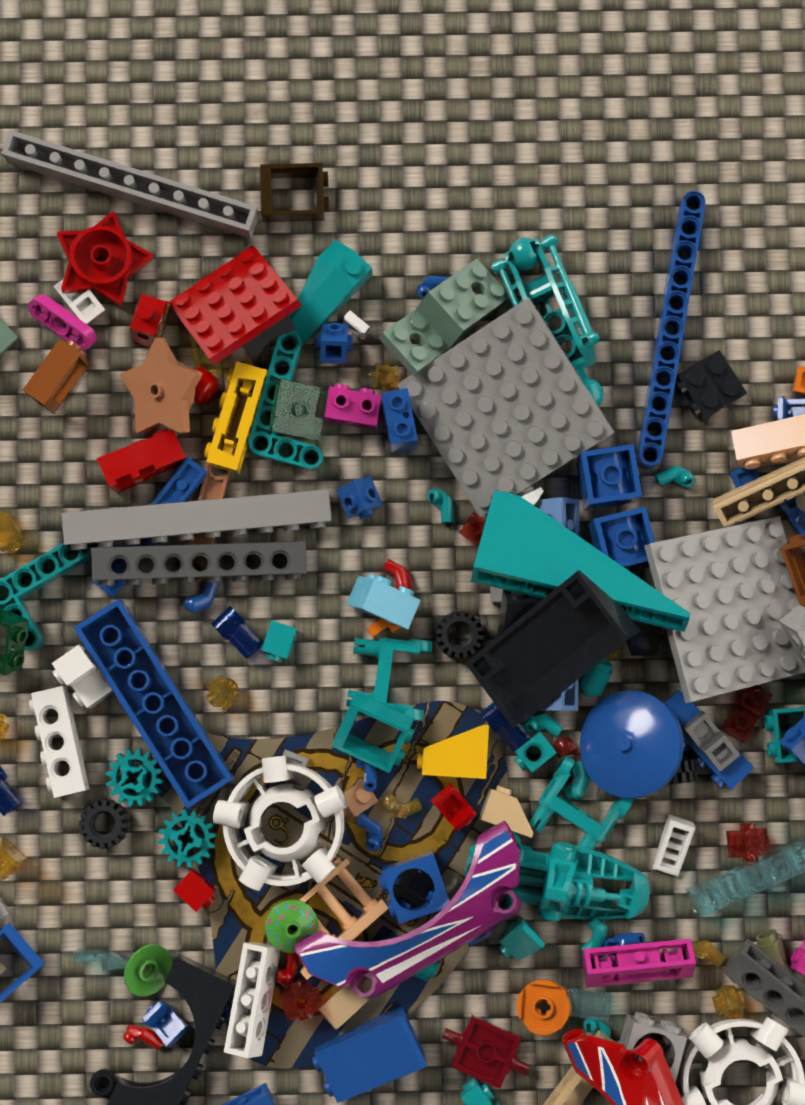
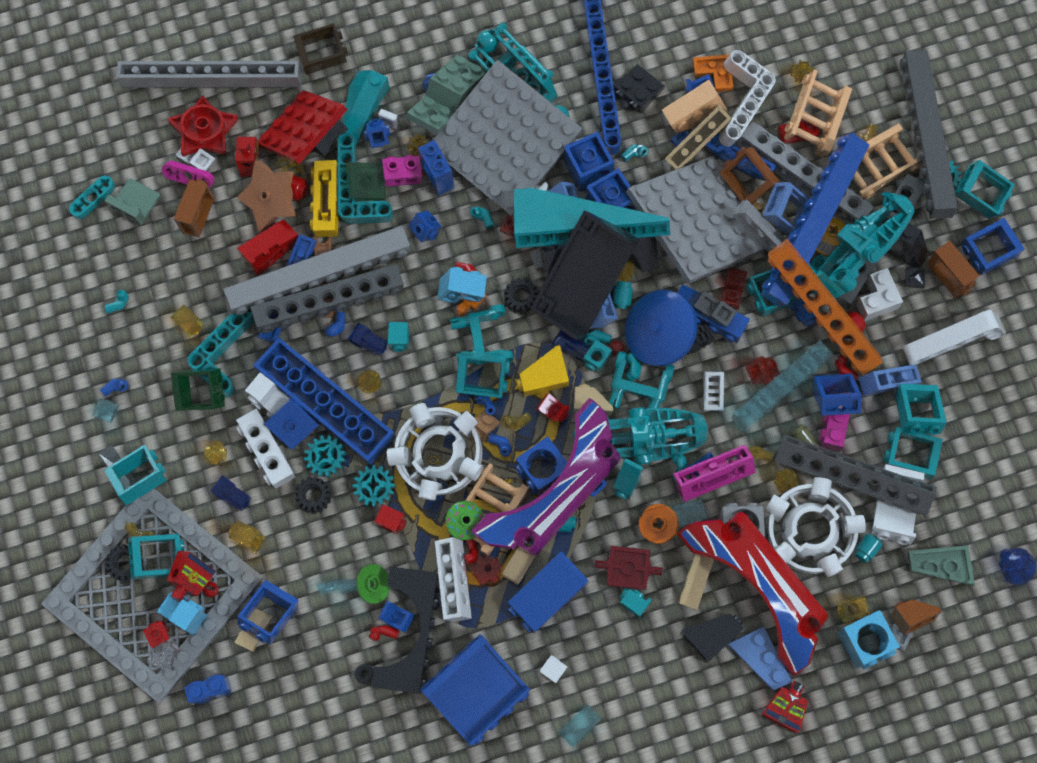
camera: 10 degrees left, 10 degrees down
(102, 721) = (291, 423): none -> blue plate

